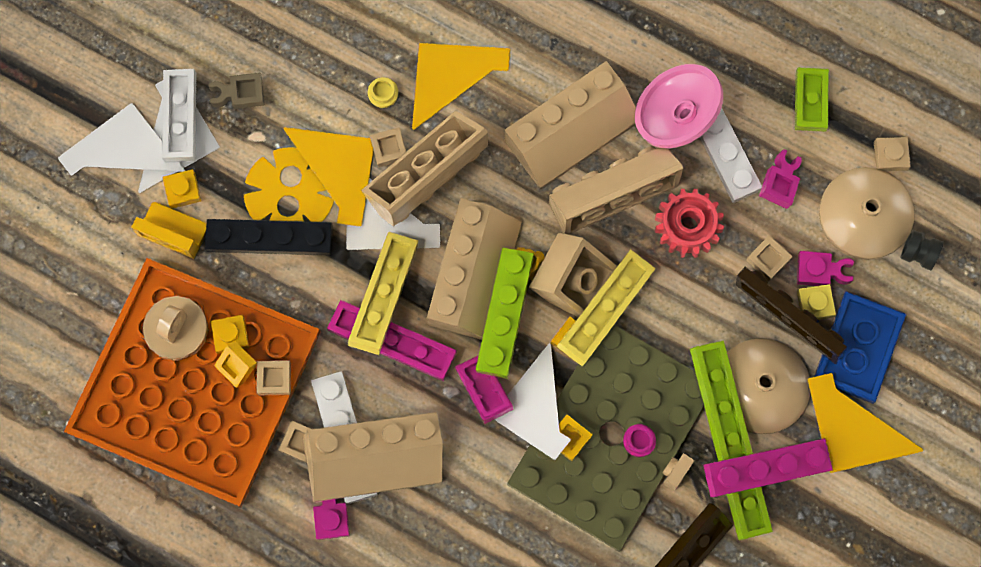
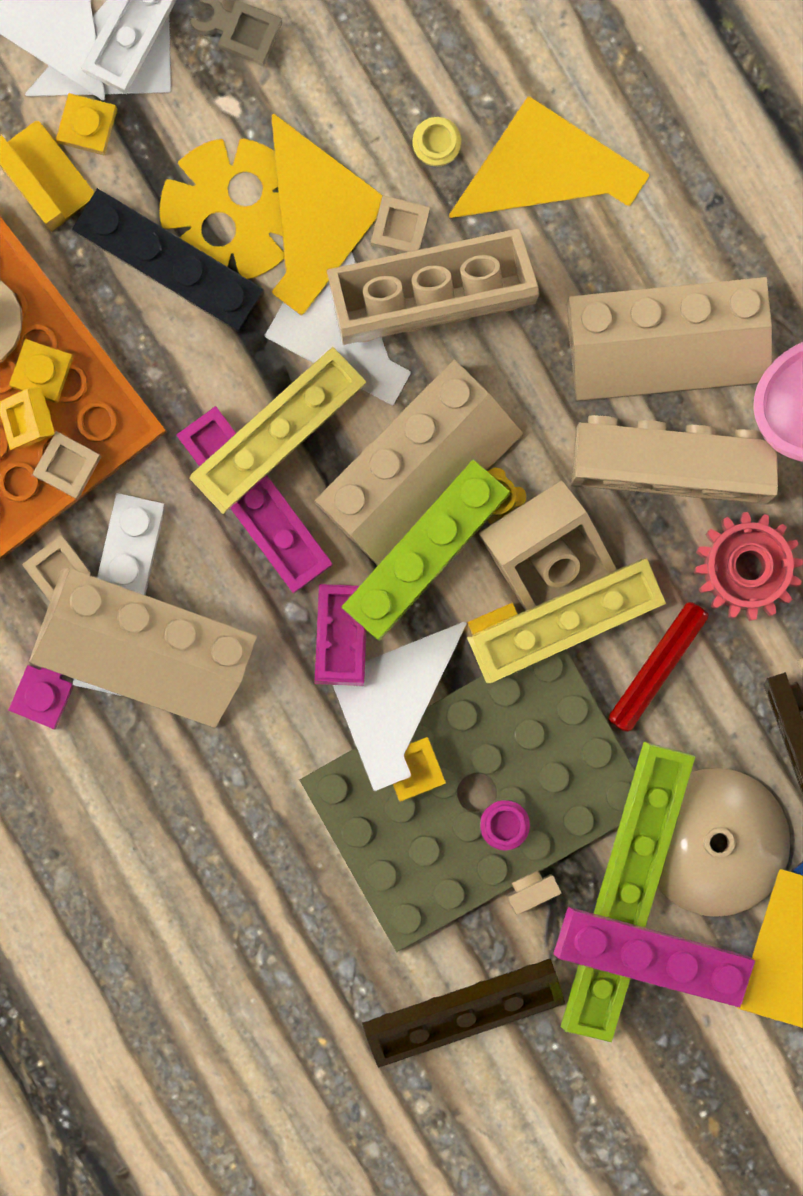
camera: 30 degrees right, 10 degrees up
(672, 306) = (658, 666): none -> red axle

